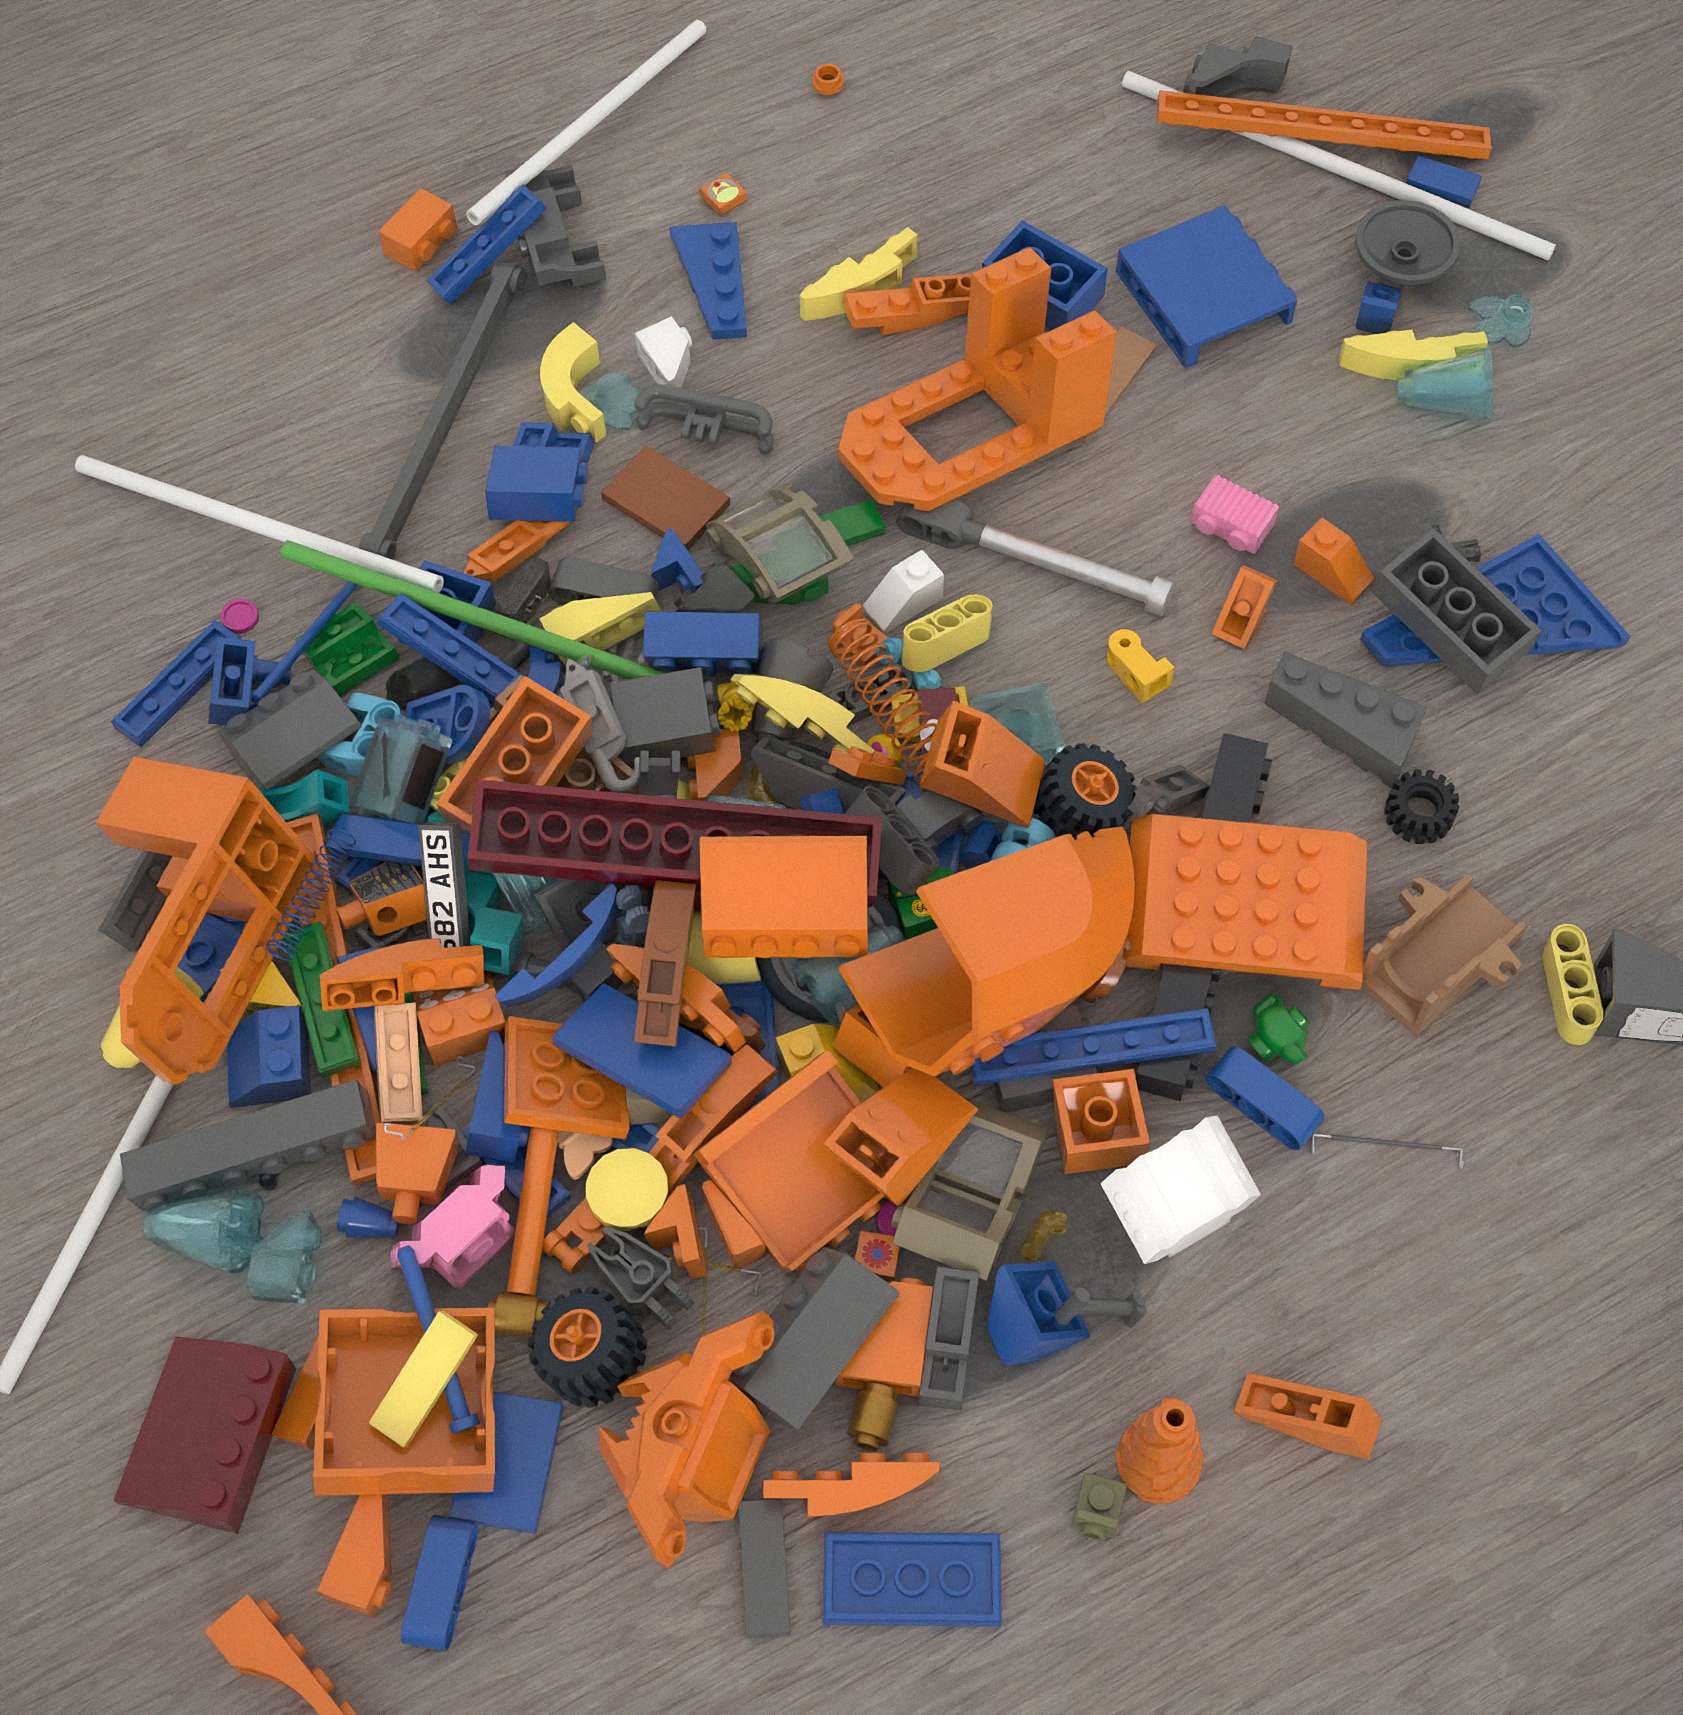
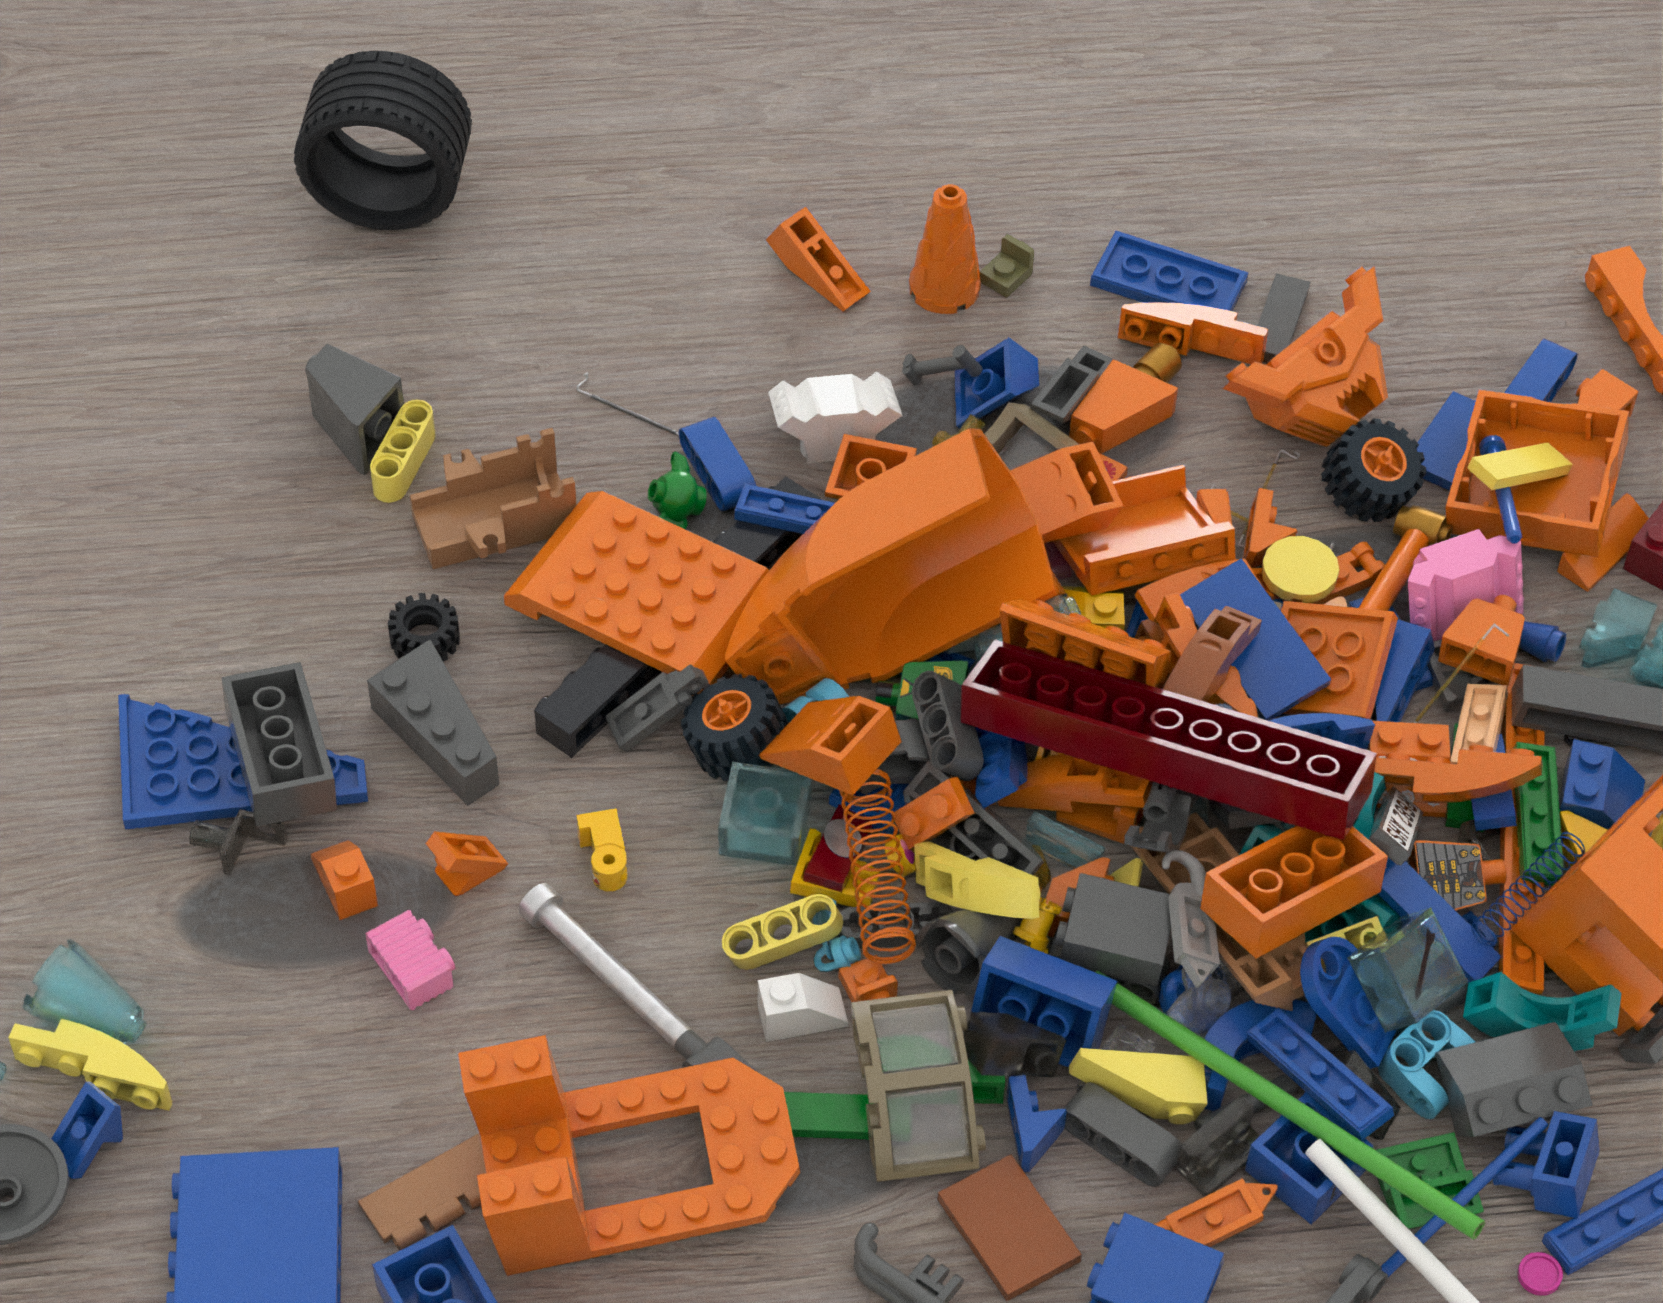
camera: 160 degrees left, 10 degrees down
(639, 1276) = (1312, 508): dark grey hinge -> none
(815, 1336) = (1181, 416): dark grey slope -> none

